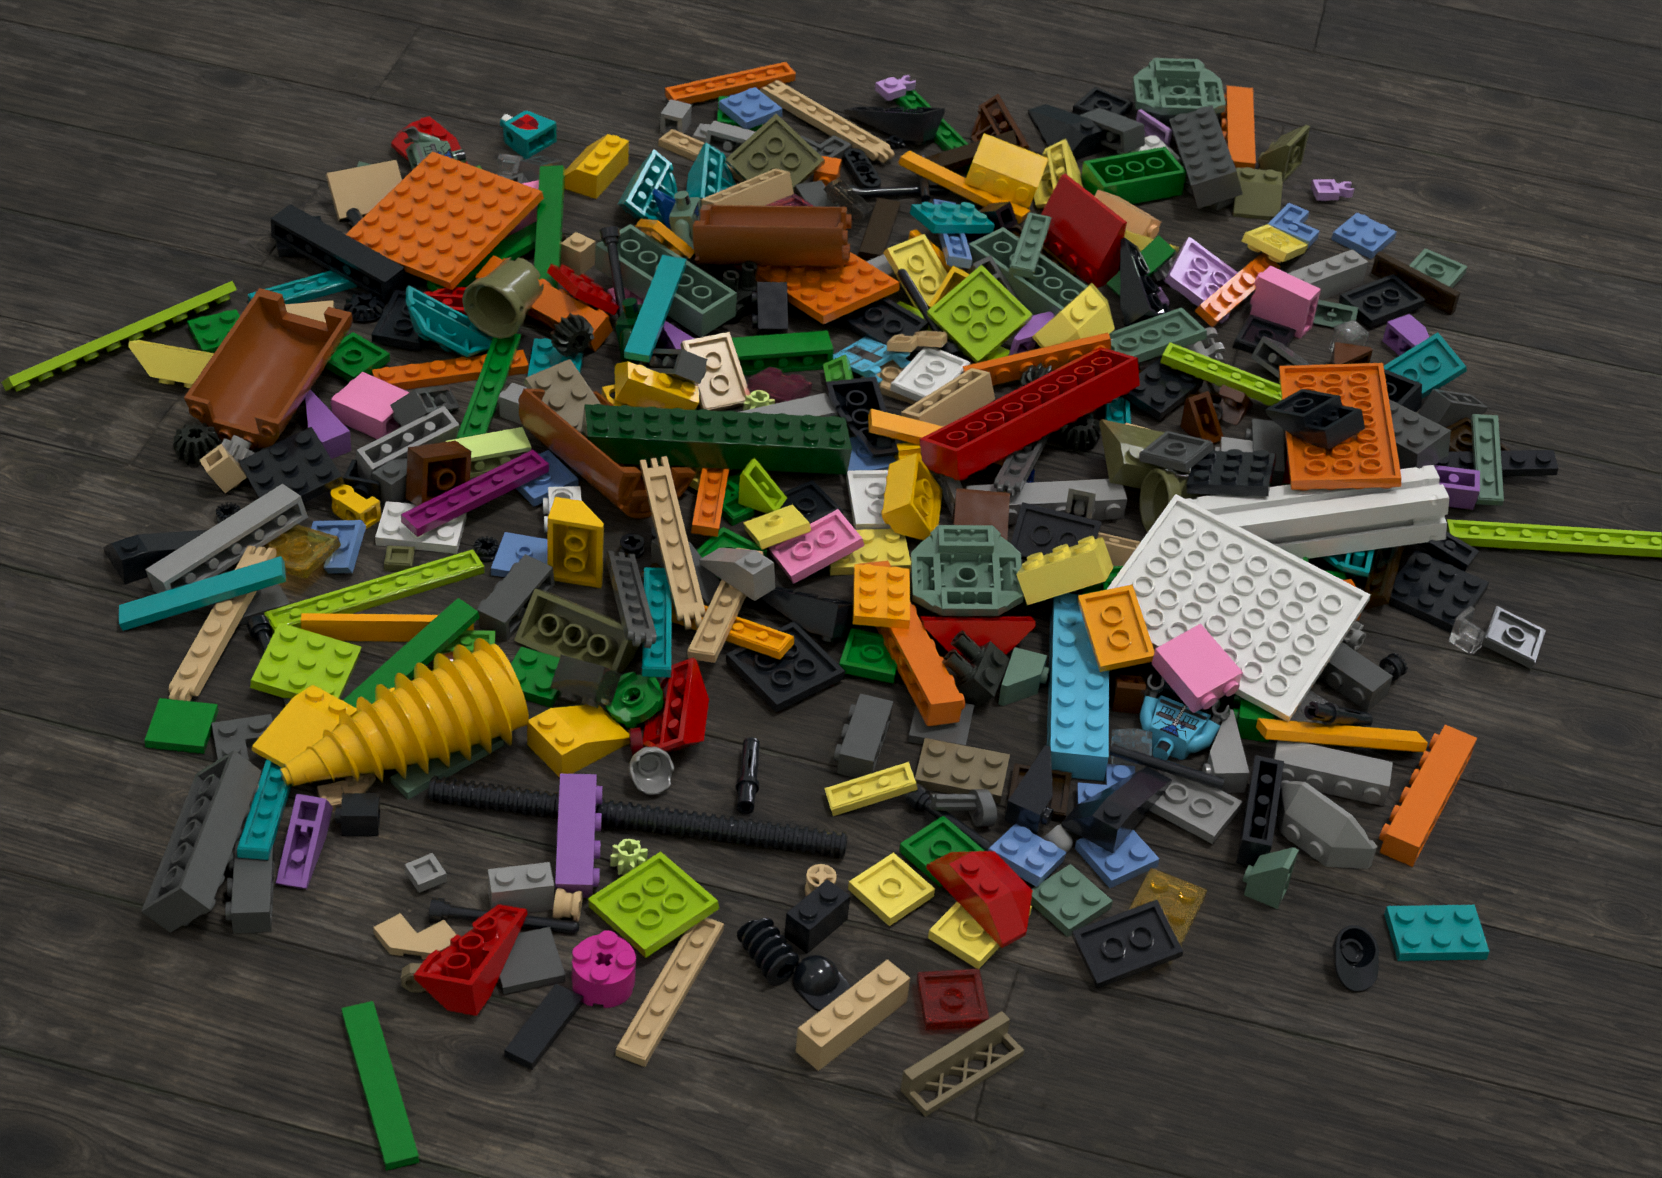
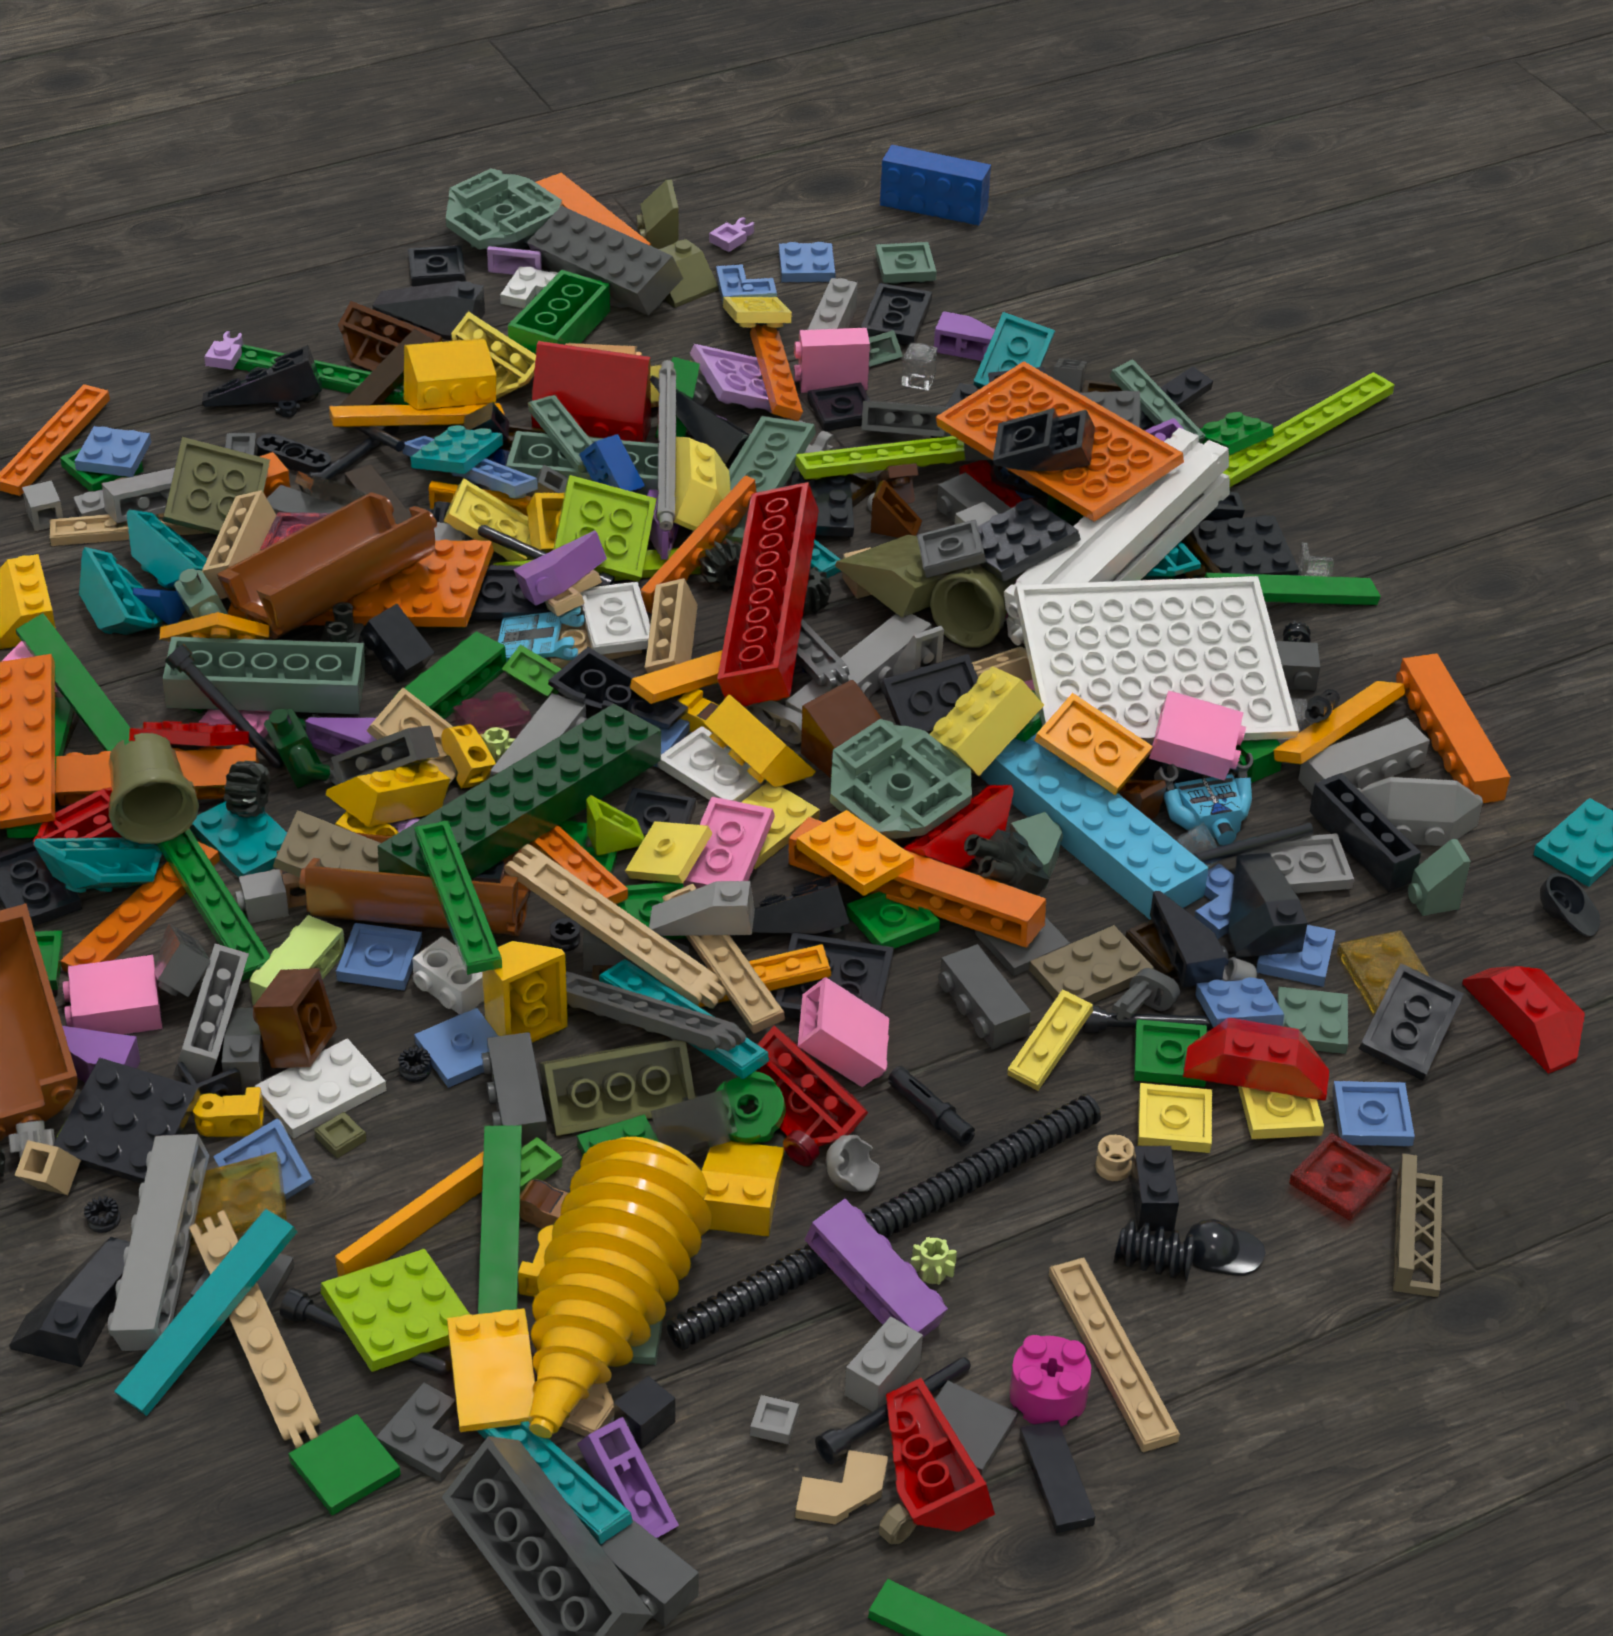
camera: 40 degrees left, 0 degrees up
(382, 589) = (360, 1186): lime tile -> none
(474, 493) = (348, 1014): magenta plate -> none
(567, 905) = (940, 1347): tan wheel -> none
(578, 253) = (127, 700): tan brick -> none
(581, 457) = (458, 898): none -> green tile
(653, 904) = (1011, 1285): lime plate -> none
(655, 308) = (309, 707): teal tile -> none
(732, 393) = (468, 754): none -> yellow leg
(738, 694) = (843, 1032): none -> bright pink brick
(827, 121) = (200, 422): tan hinge -> none
(852, 1015) = (1291, 1253): tan brick -> none
(919, 321) = (560, 568): none -> medium lavender slope
(1027, 980) = (1373, 1113): none -> medium blue plate
(1030, 280) = (611, 464): none -> blue hinge
(1082, 281) = (666, 445): none -> light grey piece
(1118, 131) = (501, 278): dark grey brick -> none
(1228, 757) = (1277, 802): light grey slope -> none
(1233, 1004) = (1532, 1012): none -> red wedge
(1350, 354) = (935, 384): reddish brown slope -> none
(1431, 290) = (936, 280): dark brown tile -> none
(1432, 635) = (1313, 589): none -> green tile
(1513, 637) = (1349, 550): dark grey plate -> none
(1519, 231) = (935, 184): none -> blue brick
(1530, 512) = (1237, 431): none -> green plate

